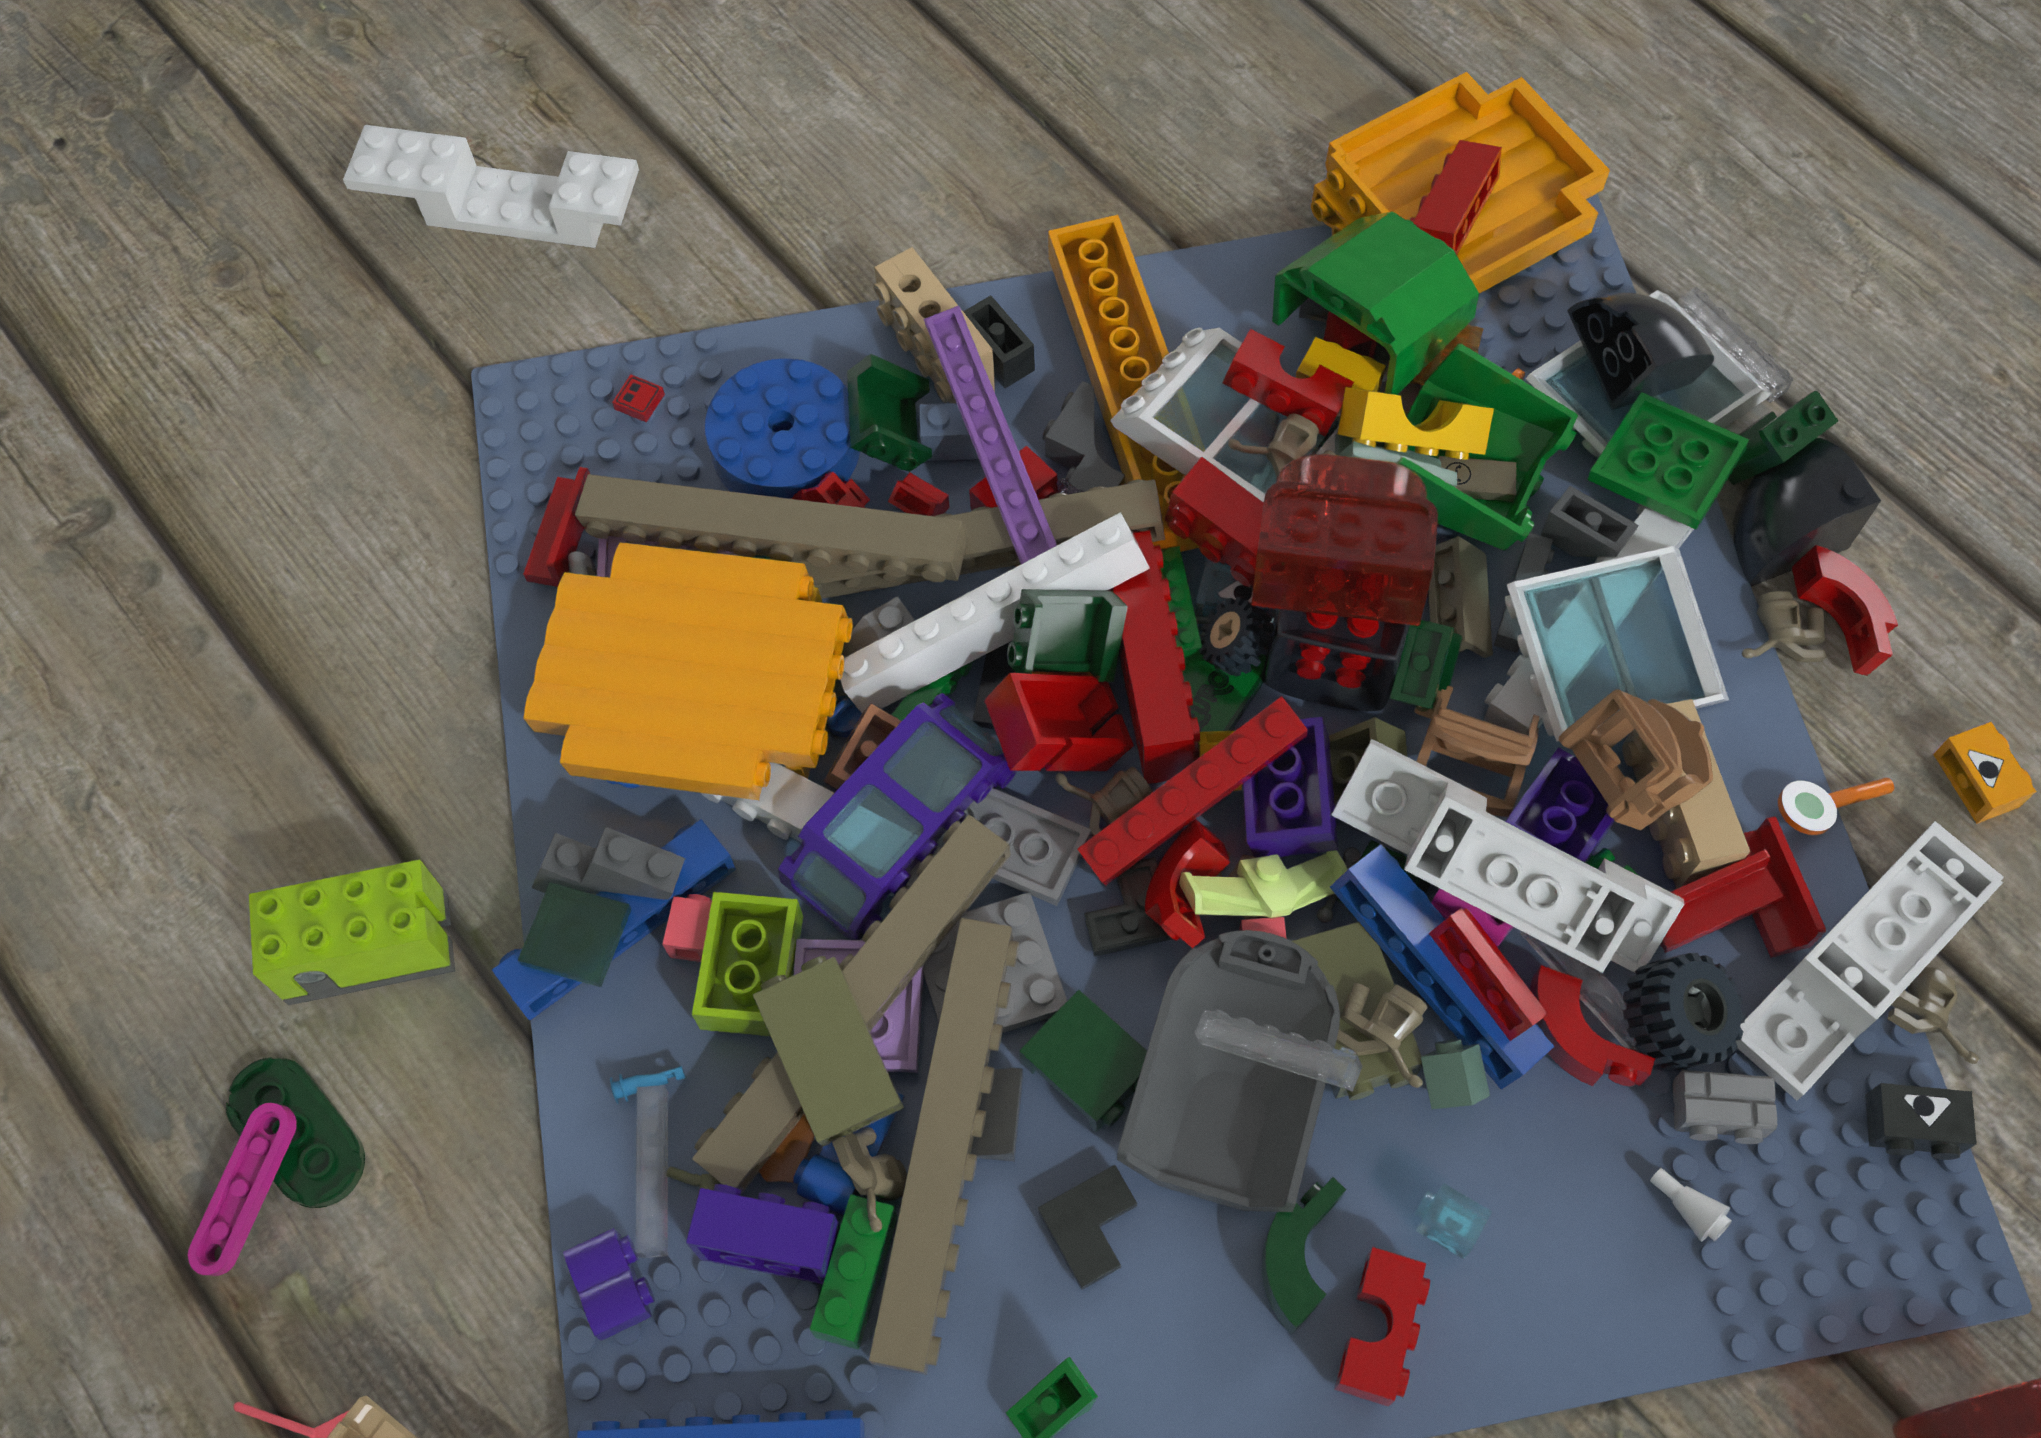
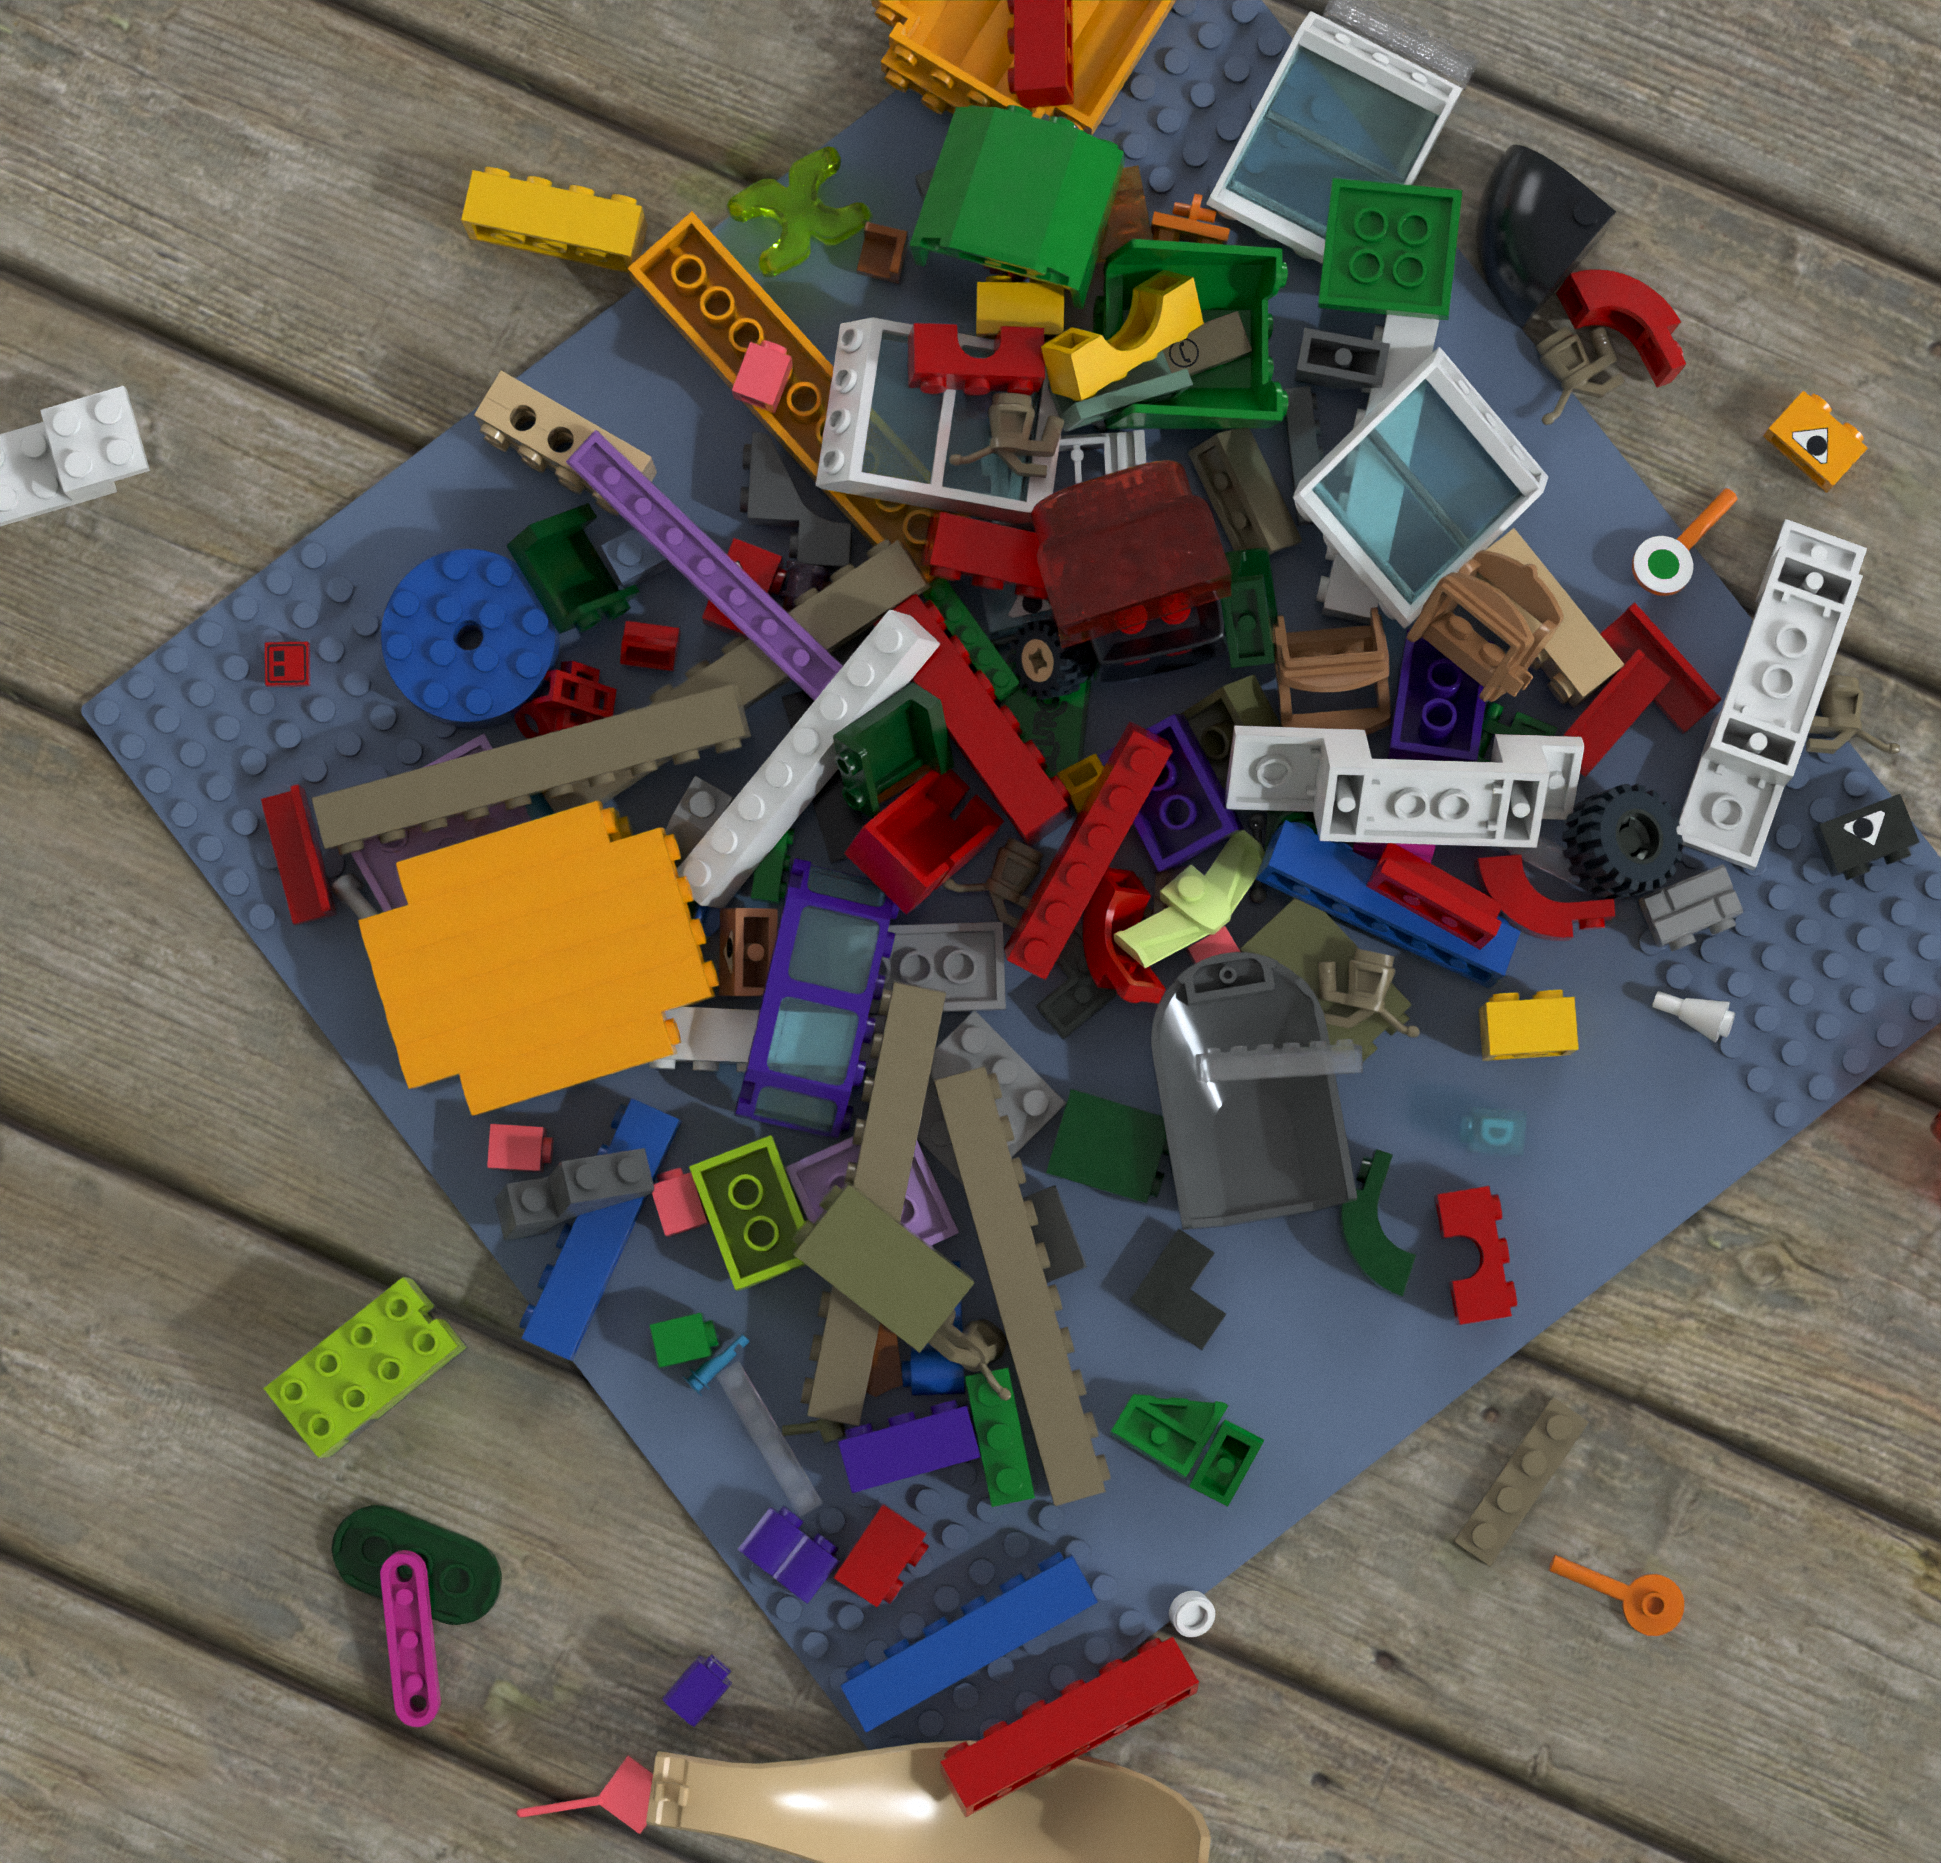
camera: 25 degrees left, 20 degrees up
(452, 1367) = (698, 1689): none -> dark purple brick
(574, 934) = (581, 1269): clear green tile -> none
(585, 817) = (519, 1148): none -> coral brick
(627, 1044) = (683, 1339): none -> green brick
(688, 1329) = (881, 1556): none -> red brick
(1008, 190) = (554, 220): none -> yellow brick
(1011, 347) = (638, 422): pearl dark grey brick -> none
(1012, 1346) = (1168, 1429): none -> green wing
(1110, 333) = (763, 375): none -> coral brick
(1200, 262) = (799, 211): none -> clear neon green piece
(1252, 311) = (883, 252): none -> dark orange panel
(1455, 1074) = (1444, 1001): sand green brick -> none
(1526, 1134) = (1528, 1027): none -> yellow brick
(1638, 345) = (1308, 122): black brick -> none
(1780, 437) = (1488, 160): dark green panel -> none

